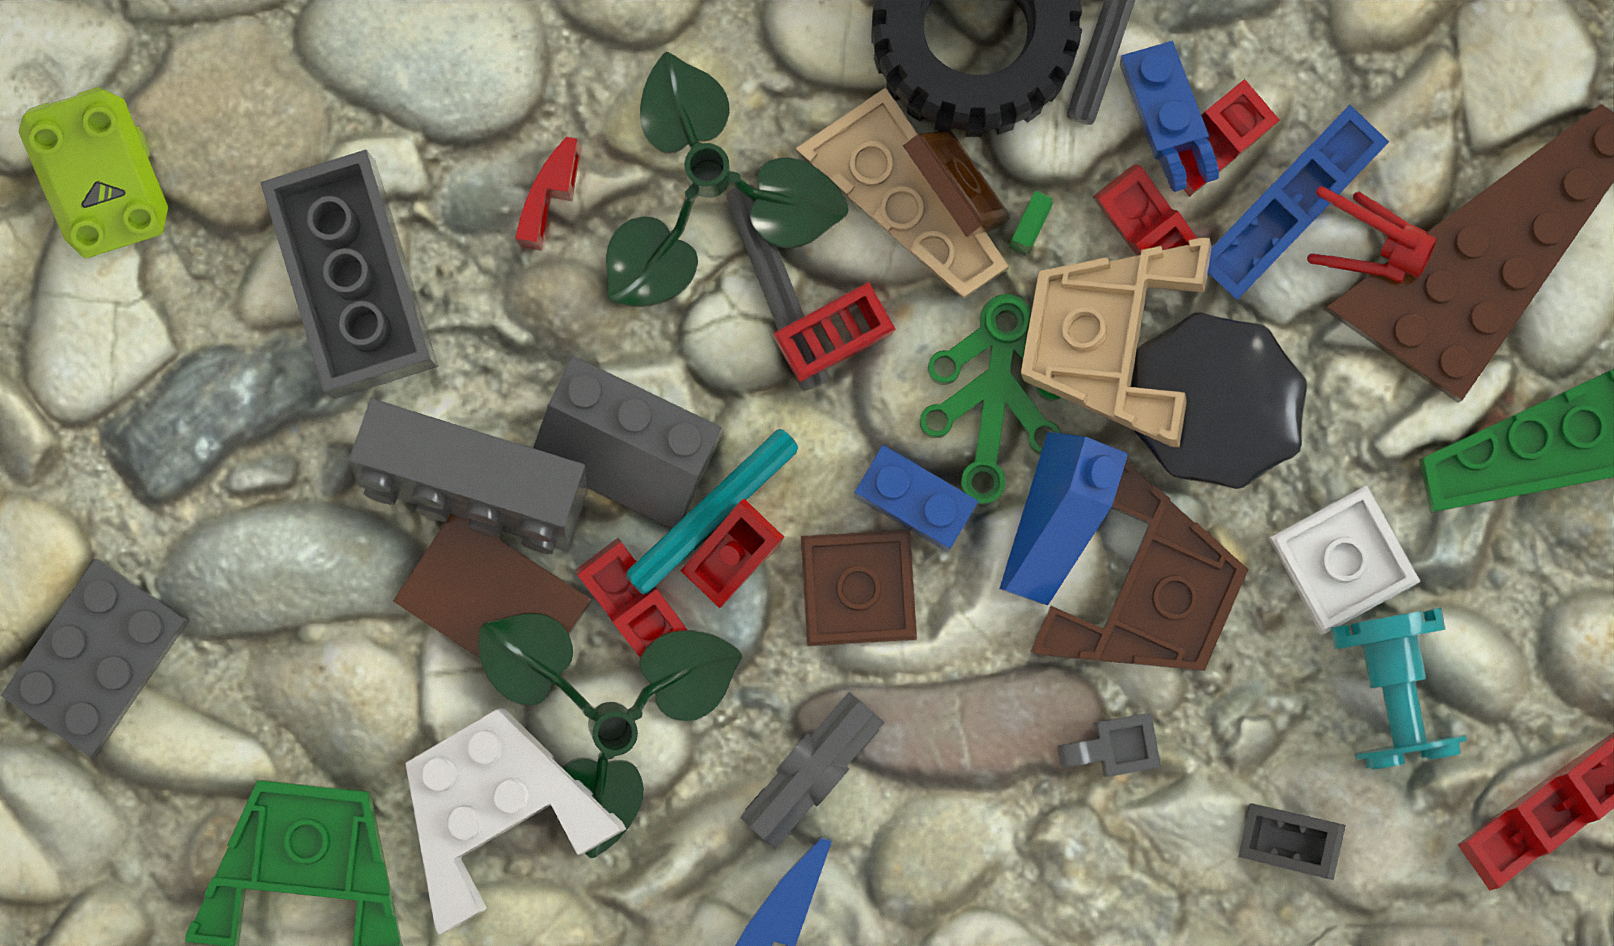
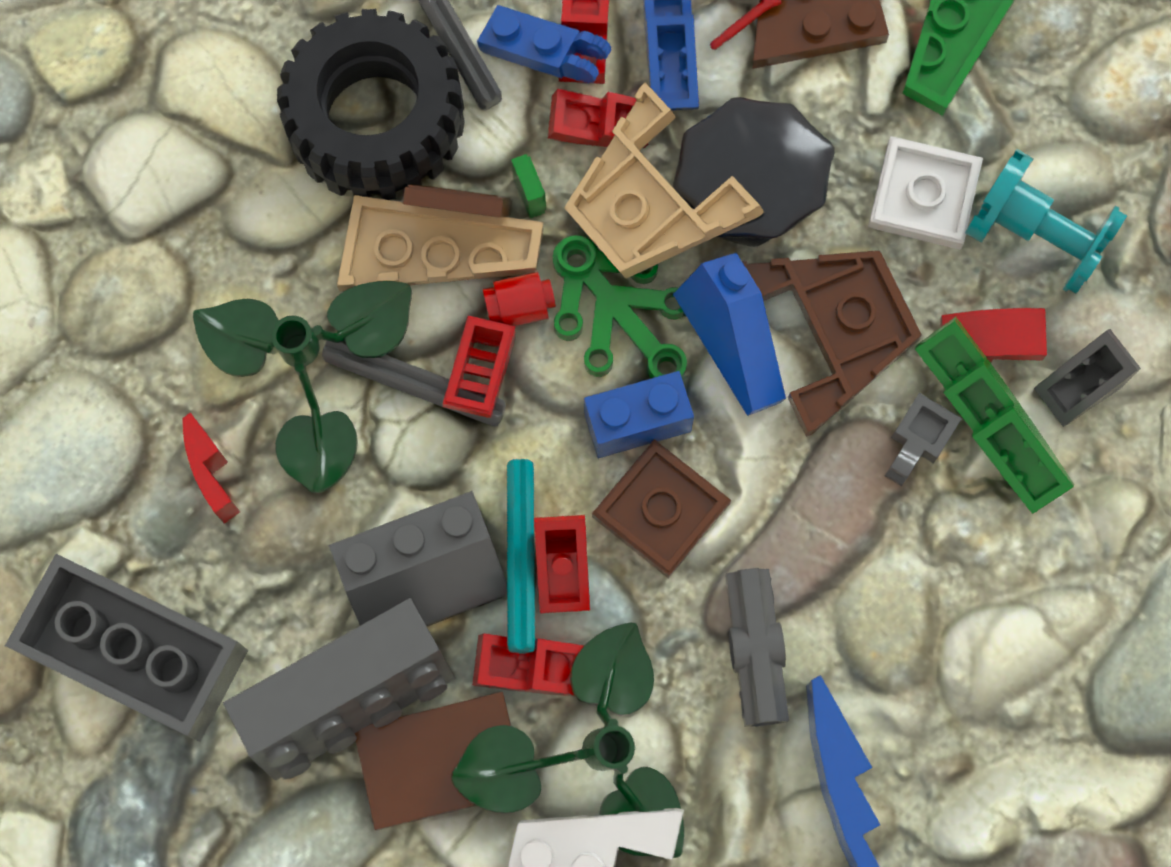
camera: 50 degrees left, 10 degrees down
(923, 309) = (519, 299): none -> red brick
(1190, 791) = (994, 416): none -> green slope
(1262, 730) = (1006, 332): none -> red slope

